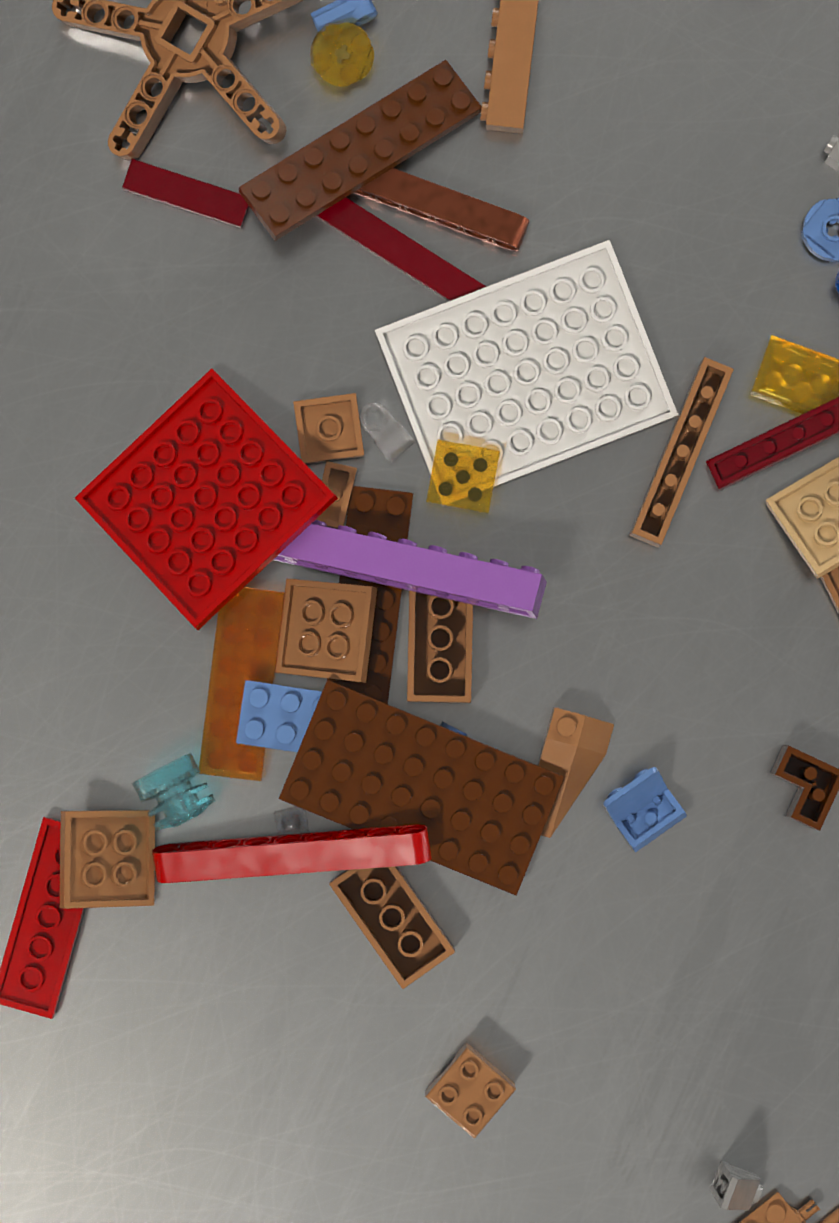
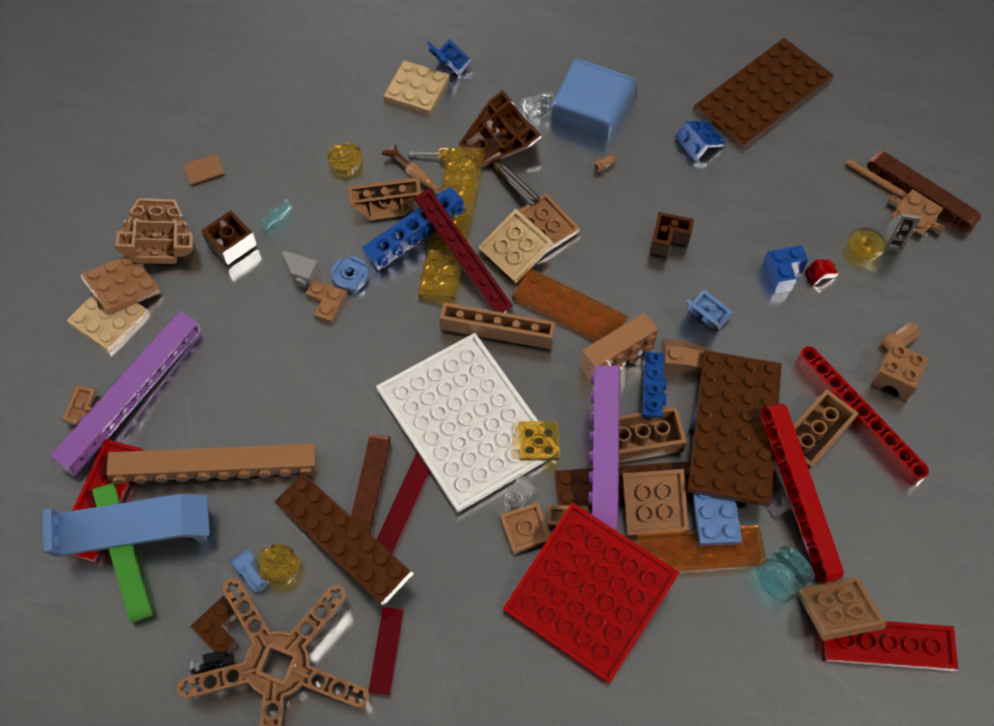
camera: 105 degrees left, 25 degrees down
(400, 1013) = (868, 420): none -> red beam
(519, 678) = (653, 385): none -> blue bracket
(530, 1111) = (902, 337): none -> medium nougat piece
(597, 639) = (620, 346): none -> medium nougat brick
(689, 1029) = (821, 269): none -> red bracket
(701, 584) = (567, 306): none -> clear orange plate
(711, 959) = (782, 266): none -> blue brick
(737, 1136) = (868, 238): none -> clear yellow dish
(795, 192) = (330, 300): none -> medium nougat plate

